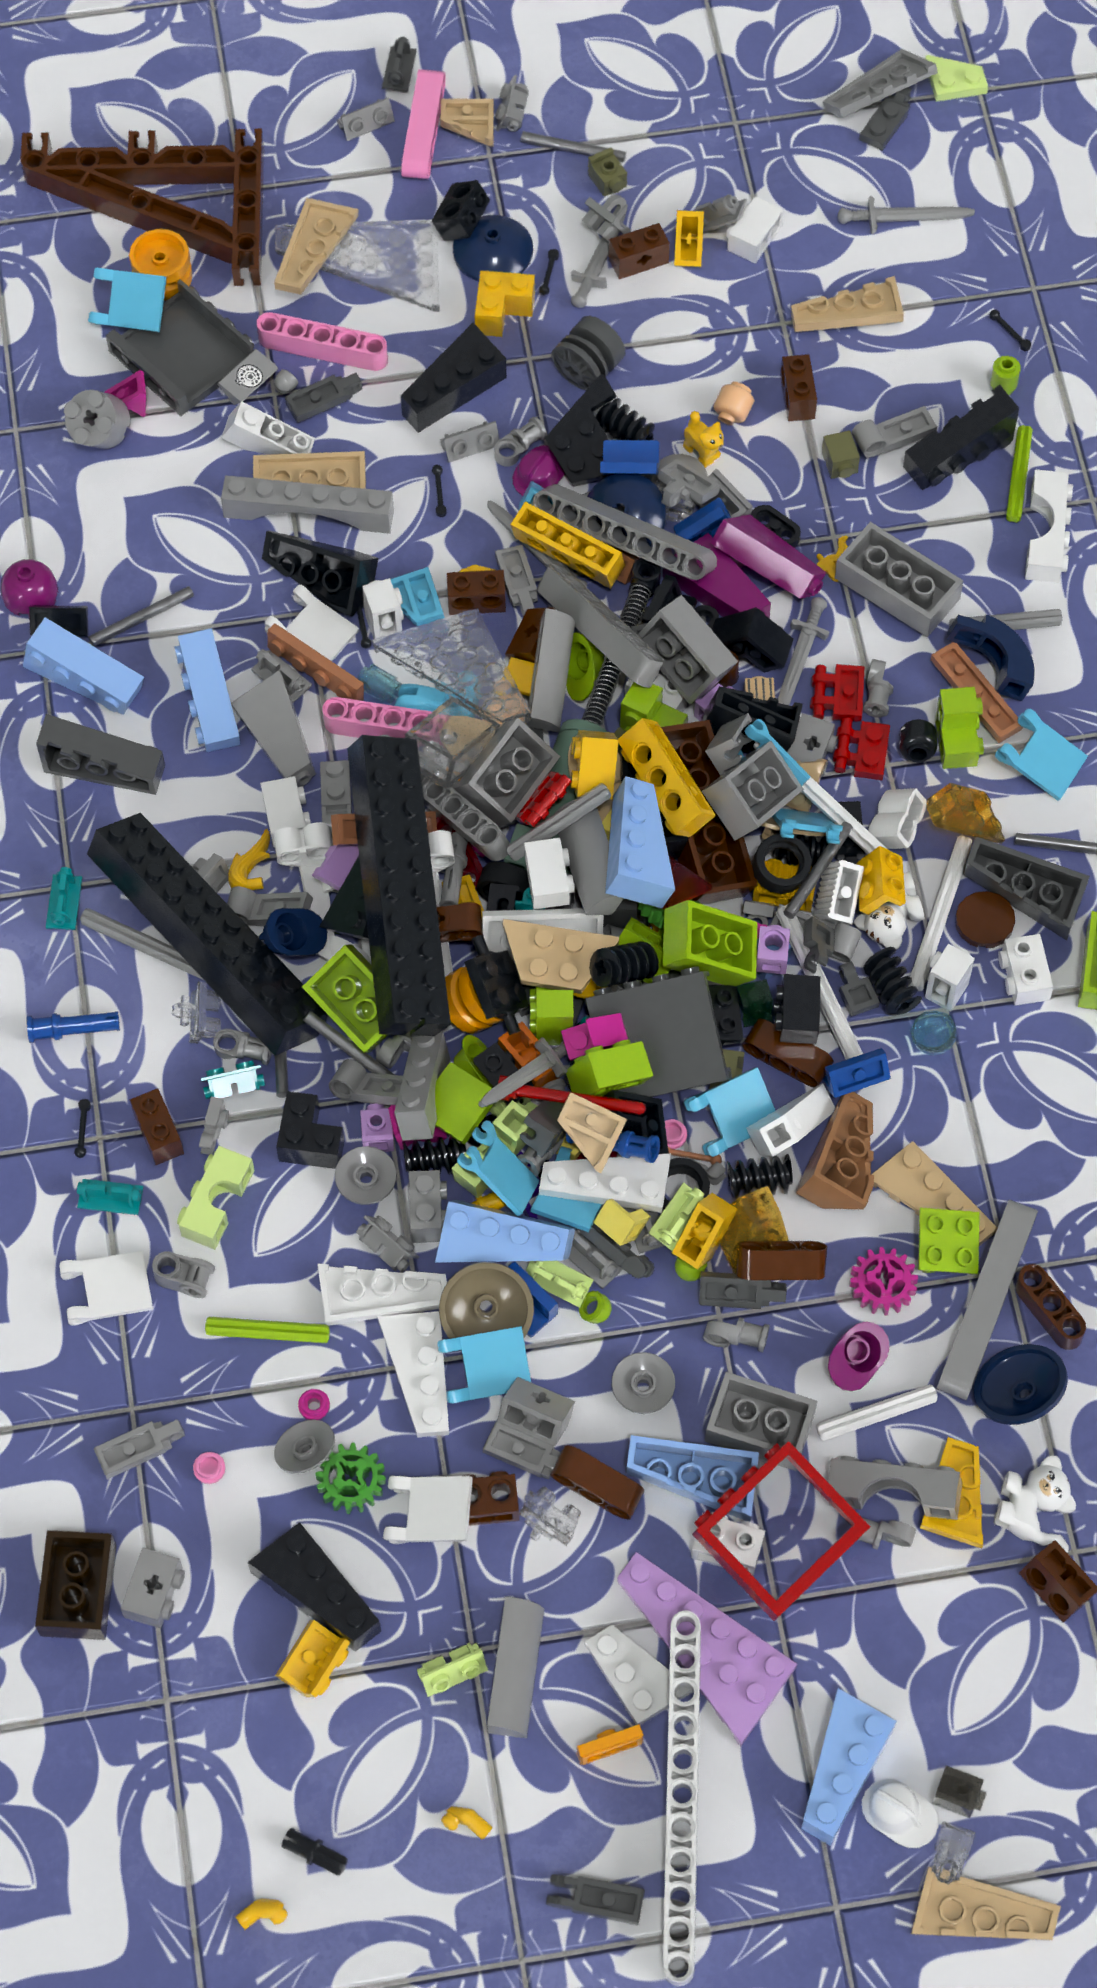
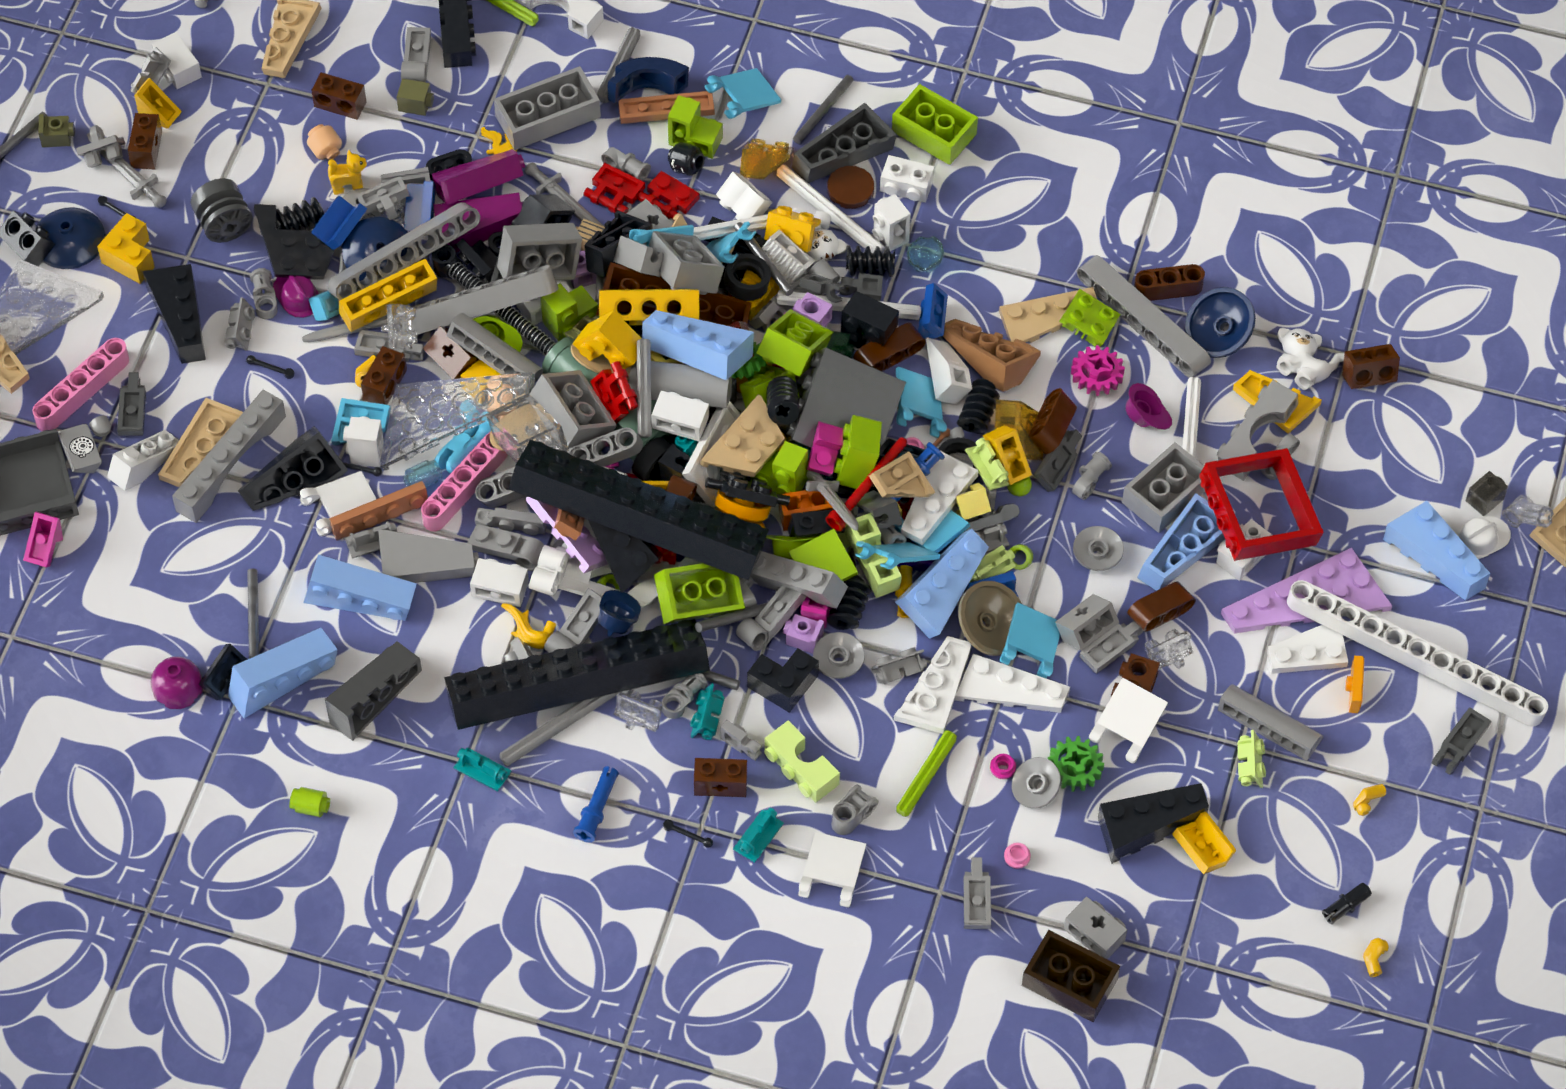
camera: 65 degrees left, 5 degrees down
(96, 419) = (62, 578): light grey brick -> none
(426, 1210) = (886, 625): light grey brick -> none
(530, 571) = (399, 326): none -> clear hips

